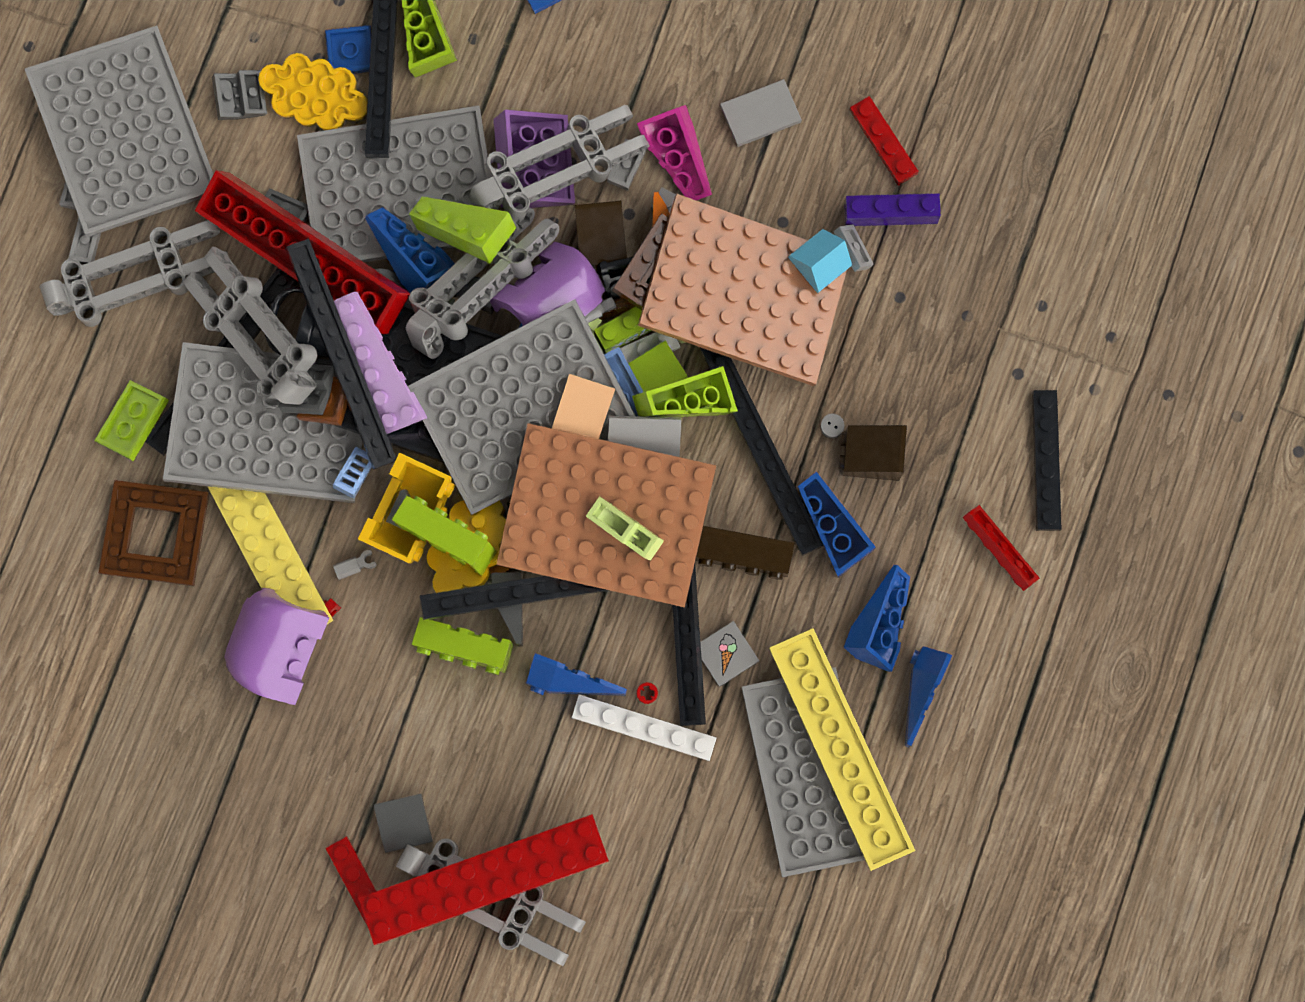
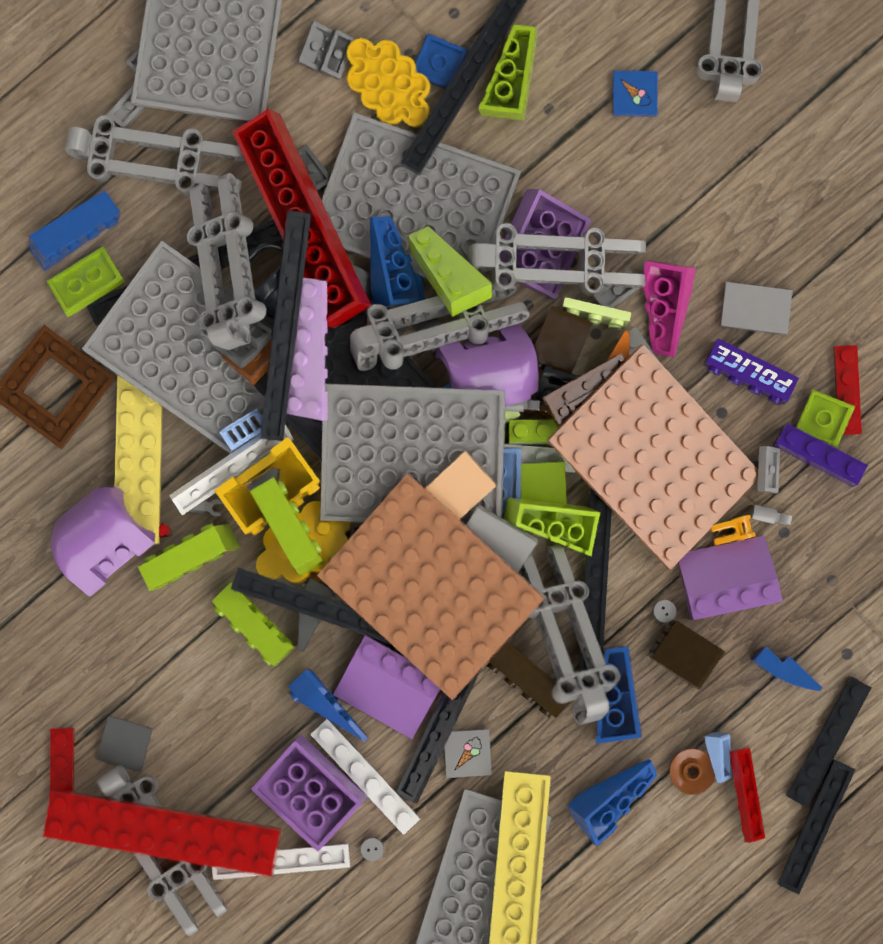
camera: 30 degrees right, 5 degrees up
(94, 380) = (73, 230): none -> blue wedge
(364, 507) = (231, 466): none -> white plate
(366, 616) = (188, 555): none -> lime wedge
(600, 770) = (309, 793): none -> medium lavender slope
(619, 633) = (387, 687): none -> medium lavender slope
(619, 843) = (299, 861): none -> white plate
(624, 528) = (438, 609): yellowish green slope -> none
(626, 190) = (597, 314): none -> yellowish green plate
(642, 698) = (390, 747): red bush -> none
(688, 790) = (372, 849): none -> light grey tile
(788, 170) = (751, 372): none -> dark purple brick
(811, 535) = (591, 701): none -> light grey beam
(822, 259) = (735, 466): medium azure slope -> none
(859, 312) = (736, 524): none -> light orange piece
(873, 364) = (729, 578): none -> medium lavender slope
(878, 173) = (825, 418): none -> lime tile
(878, 288) = (770, 516): none -> light grey bar
(926, 675) = (623, 867): blue wedge -> none
(946, 544) = (700, 780): none -> dark orange dish
(953, 522) = (718, 749): none -> light blue slope
(972, 417) = (785, 669): none -> blue slope
(1079, 542) = (816, 826): none -> black plate

